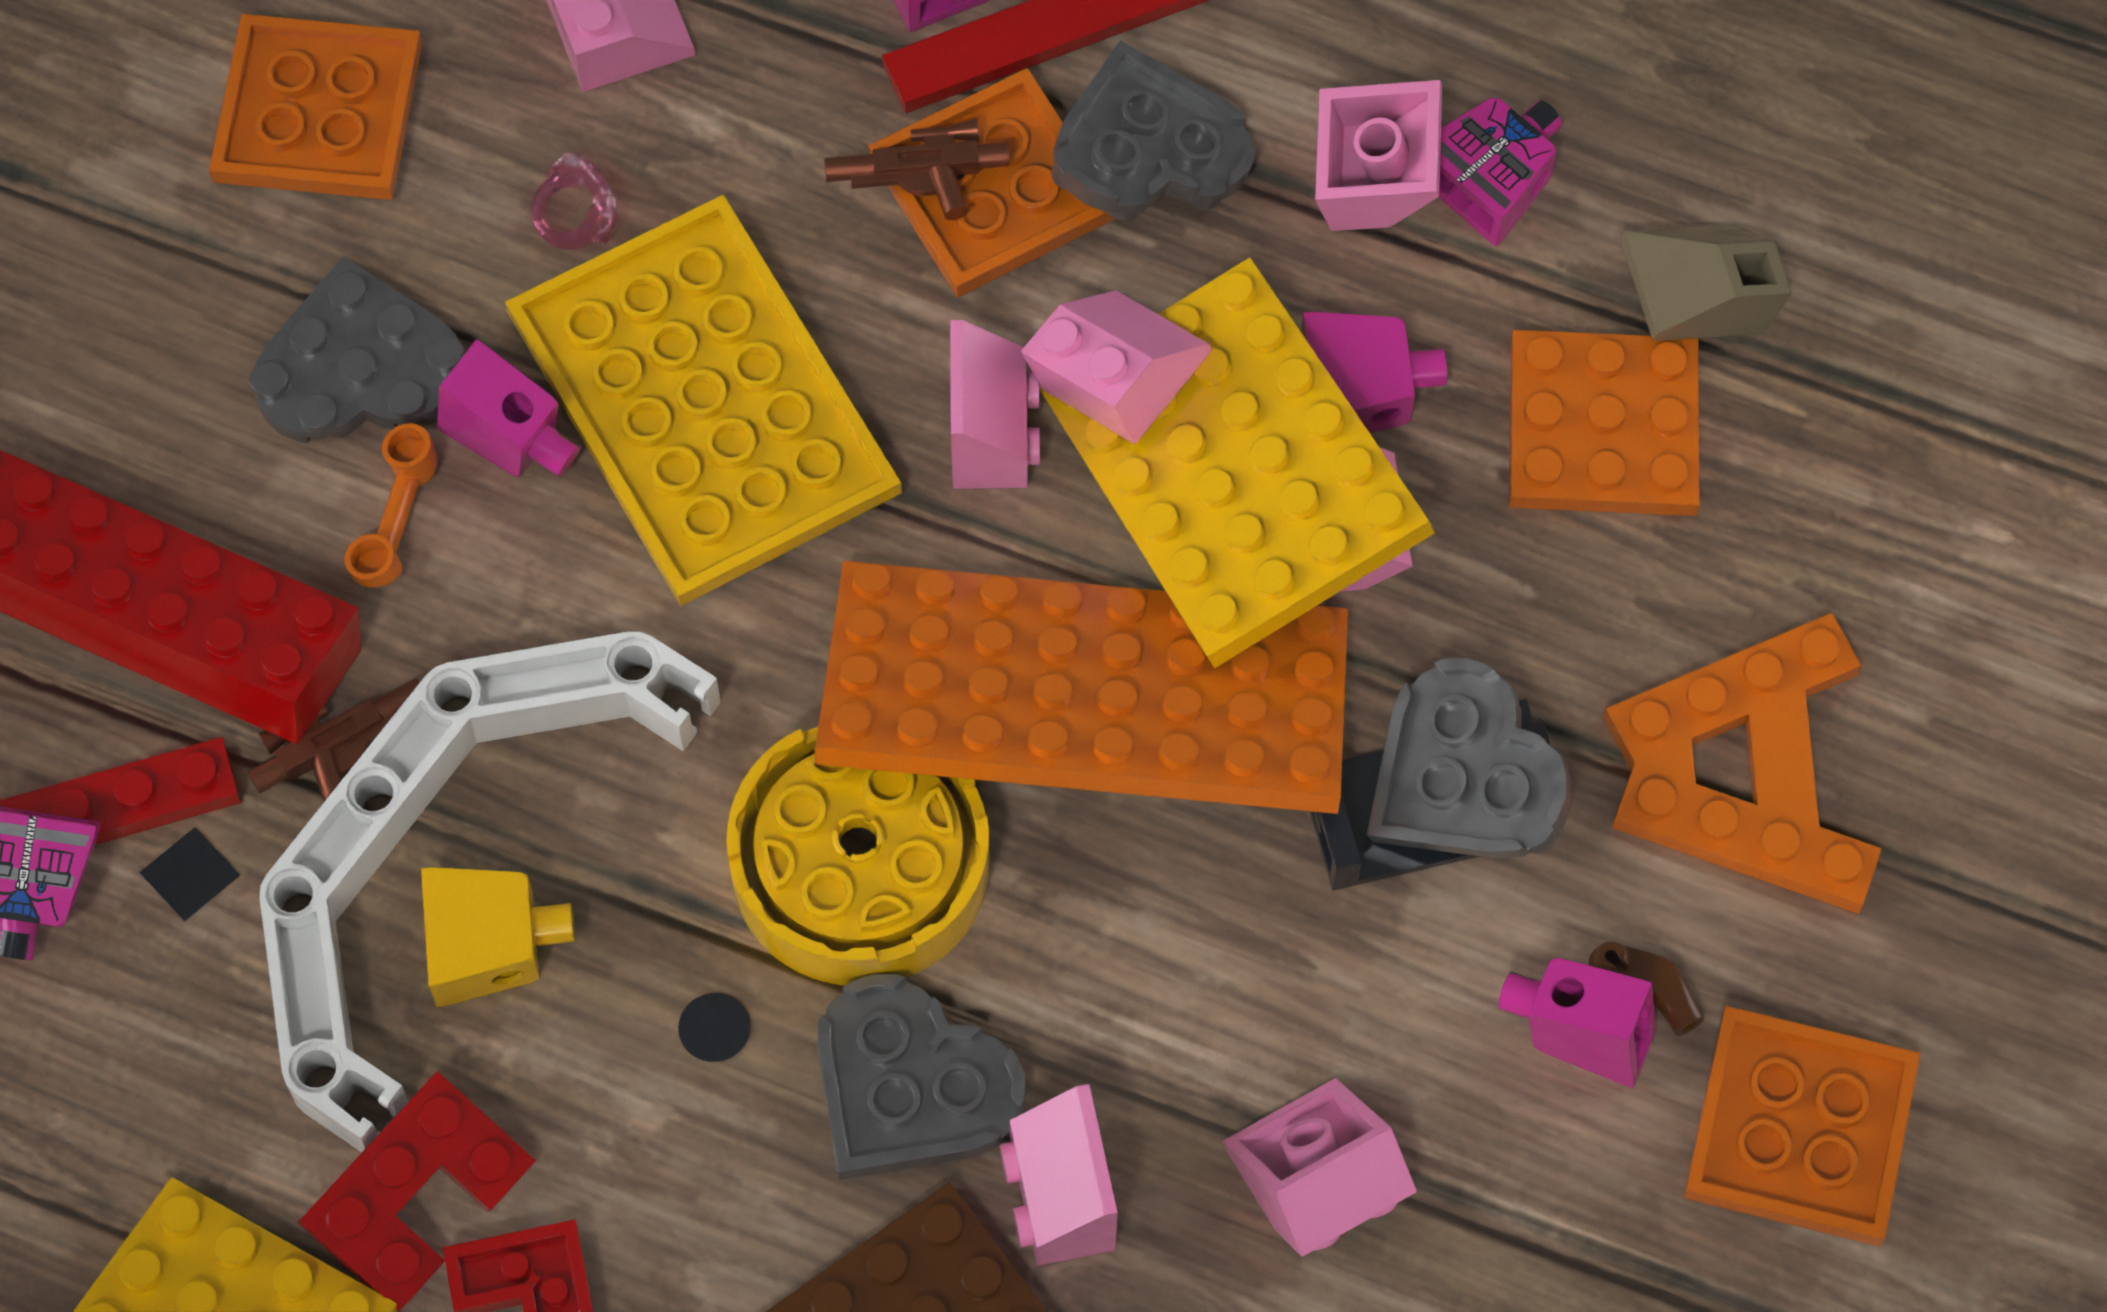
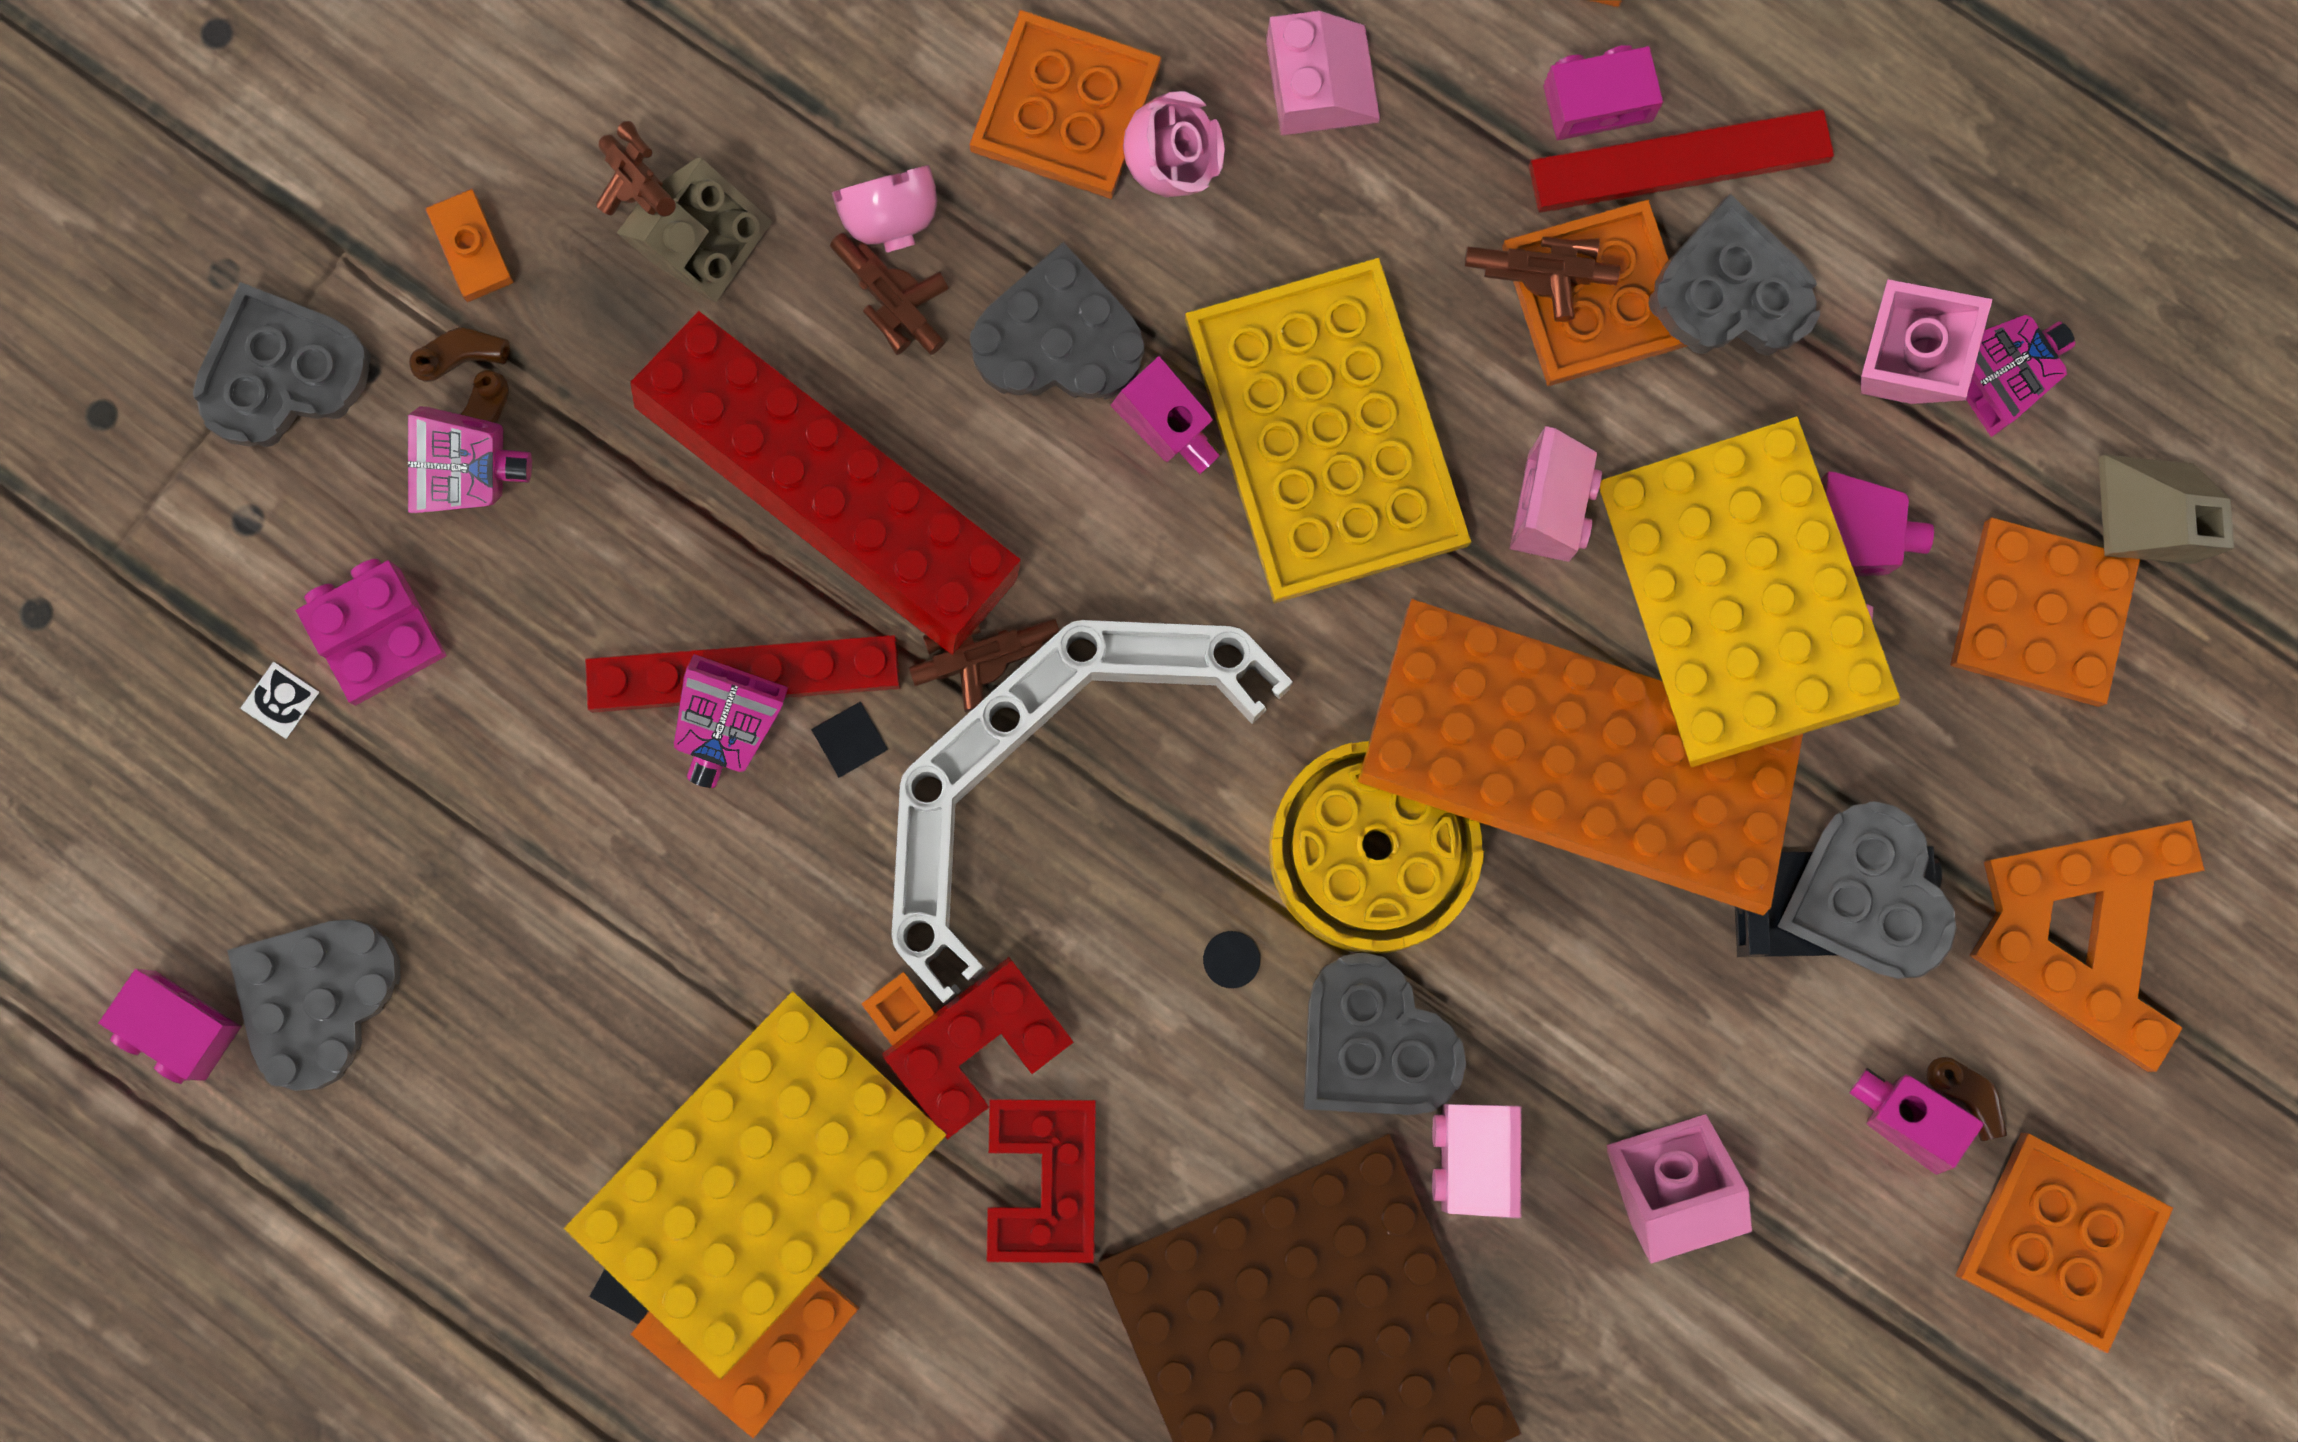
camera: 10 degrees right, 15 degrees up
(123, 256) = (889, 208): none -> bright pink cylinder
(154, 358) = (896, 292): none -> copper piece
(306, 1166) = (898, 1008): none -> orange plate
(413, 460) = (1086, 431): orange bar -> none
(452, 119) = (1173, 145): none -> bright pink cylinder
(485, 932) = (1070, 846): yellow torso -> none
(570, 172) = (1260, 209): clear pink piece -> none
(1113, 360) = (1669, 484): bright pink slope -> none

